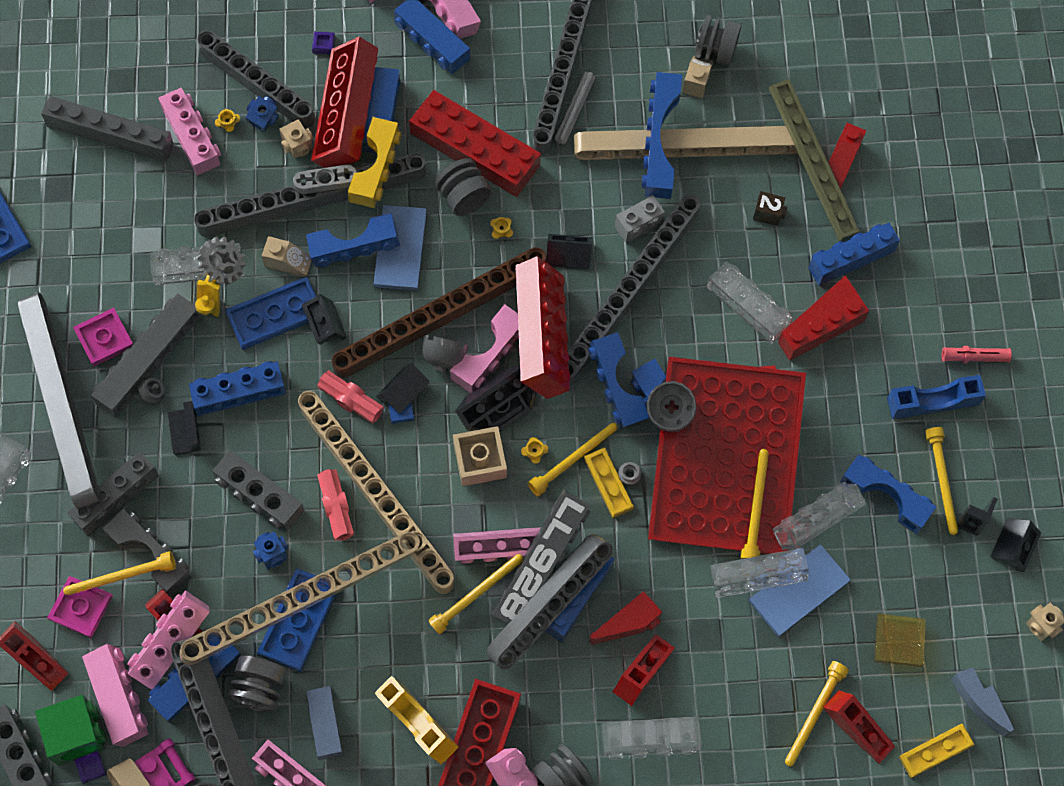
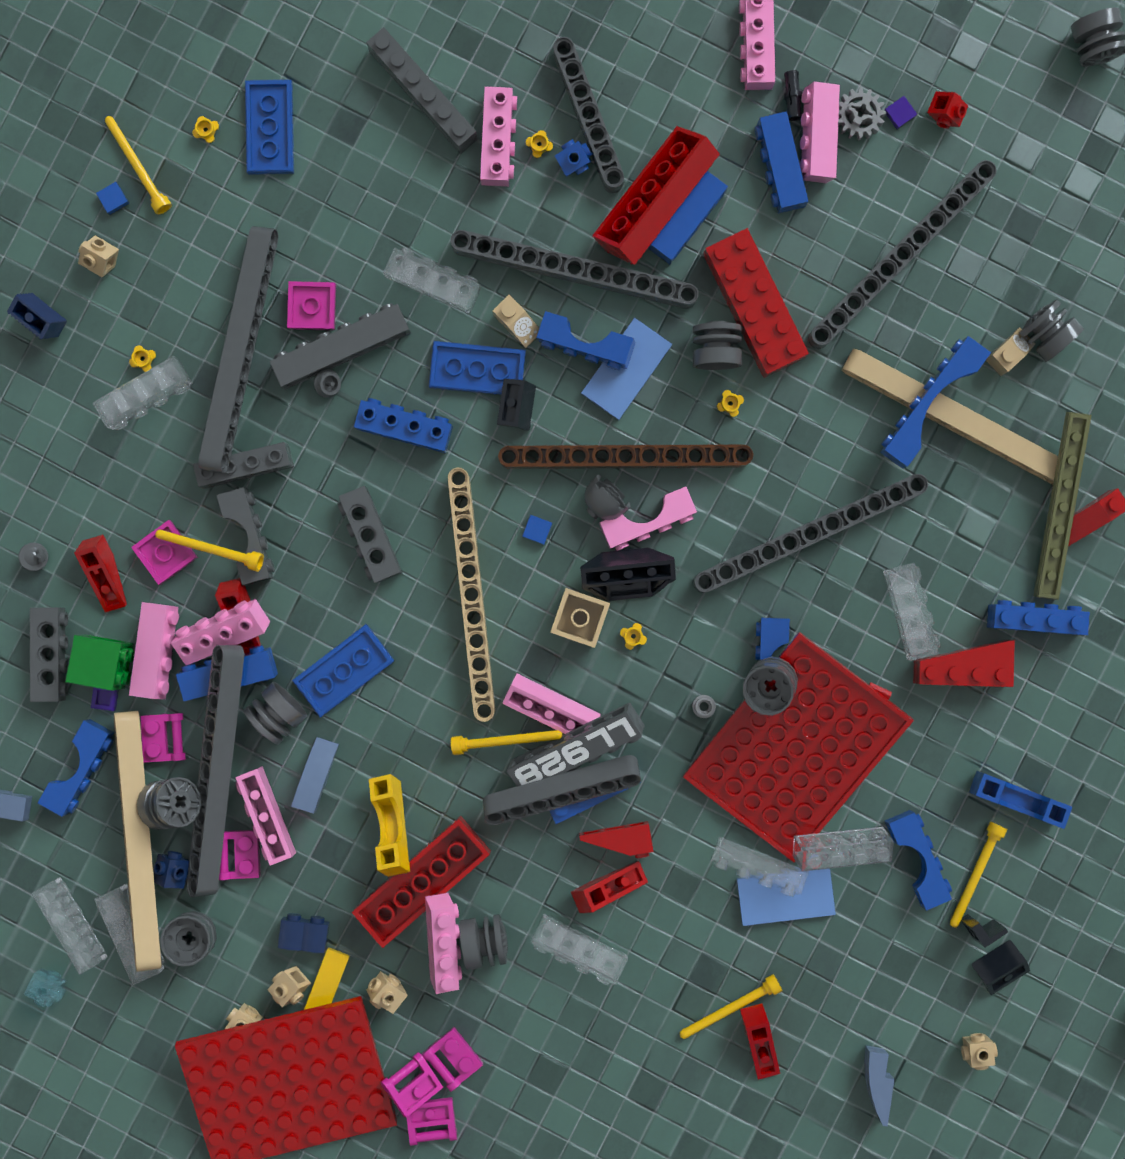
camera: 30 degrees right, 20 degrees up
(184, 430) = (337, 438): black panel -> none
(208, 297) = (423, 323): yellow hips -> none
(218, 261) = (461, 298): light grey gear -> none
(274, 556) = (360, 597): blue brick -> none
(289, 599) = (337, 661): tan beam -> none
(296, 139) = (591, 197): tan brick -> none
(317, 173) = (591, 256): light grey beam -> none
(323, 42) = (675, 110): dark purple tile -> none
(335, 505) = (430, 586): coral piece -> none
(350, 397) = (499, 492): coral piece -> none
(366, 185) = (626, 296): yellow arch -> none
(403, 388) = (550, 511): black panel -> none
(539, 484) = (619, 671): yellow piece -> none
(542, 328) = (705, 532): red brick -> none
(568, 251) = (778, 462): black panel -> none
(574, 108) = (872, 318): light grey axle -> none
(608, 483) = (680, 703): yellow tile -> none
(627, 407) = (749, 591): blue arch -> none
(639, 219) = (862, 470): light grey brick -> none
(751, 548) = (764, 842): yellow piece -> none
(770, 208) = (989, 529): dark brown brick -> none
(899, 640) = (843, 990): clear yellow plate -> none
(936, 750) = (812, 1097): yellow tile -> none
(968, 354) = (1062, 766): coral pin -> none

